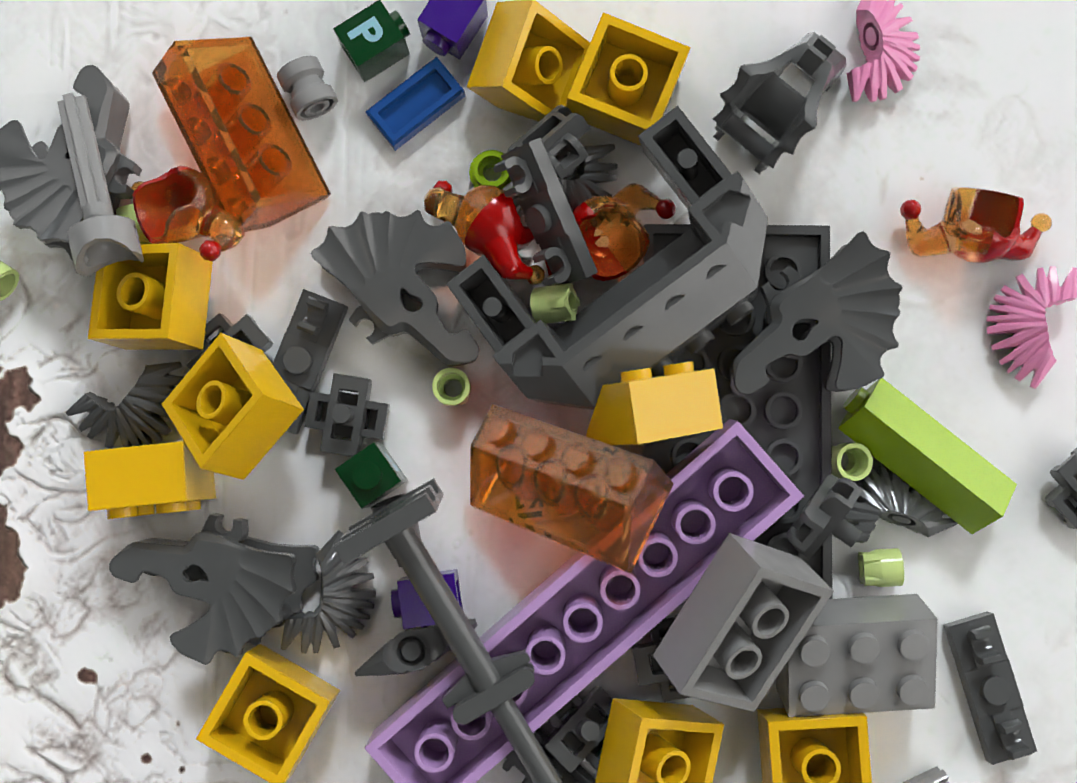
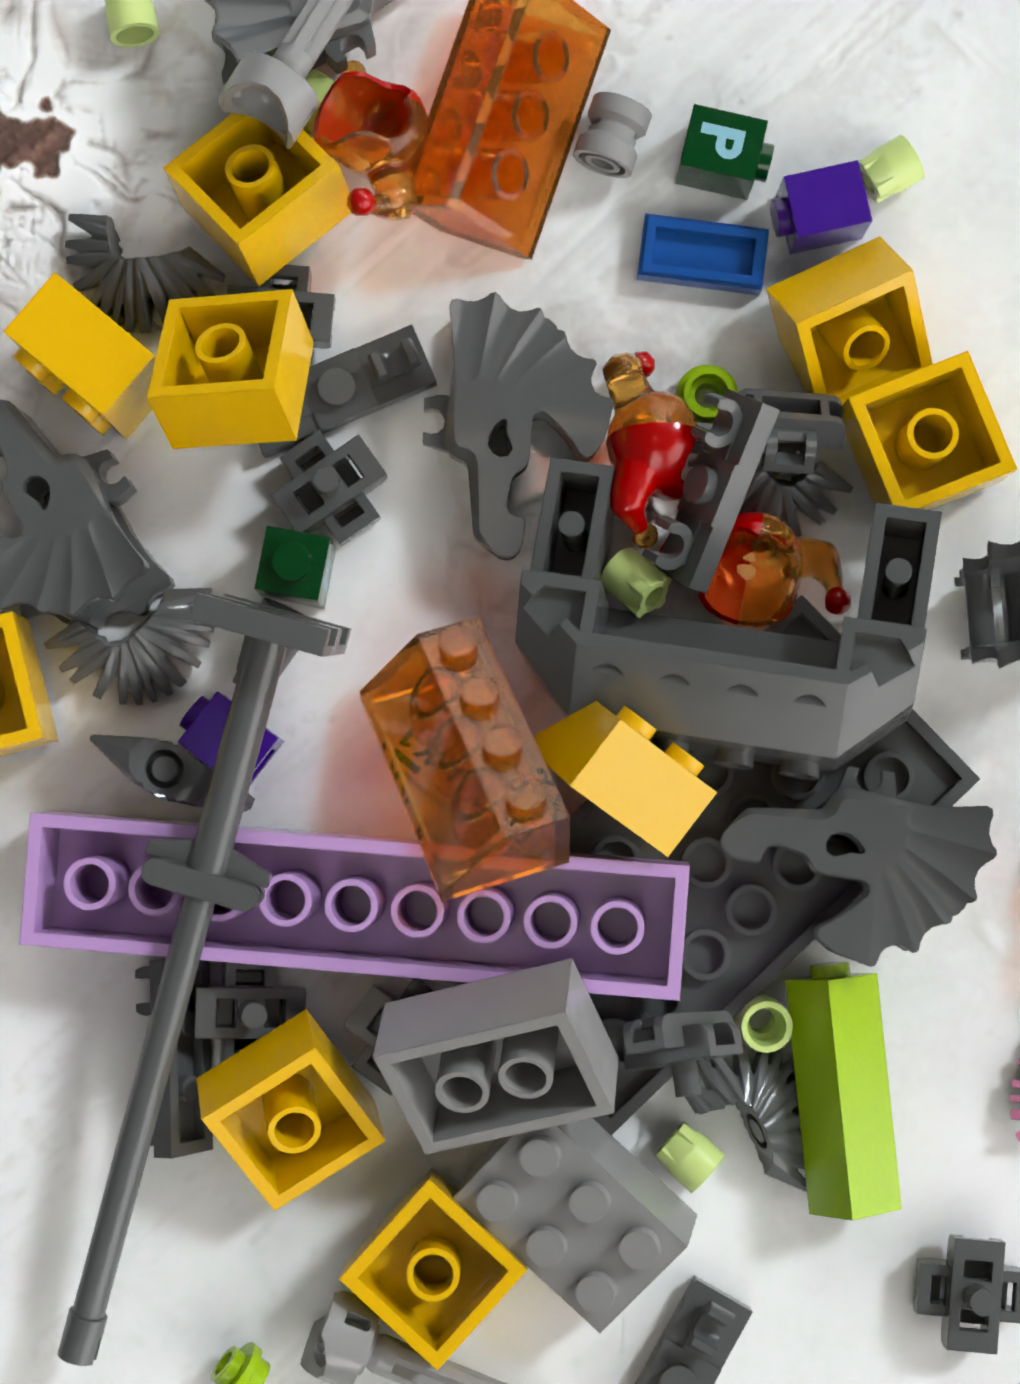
camera: 40 degrees right, 0 degrees up
(443, 378) = (456, 545): yellowish green hose -> none

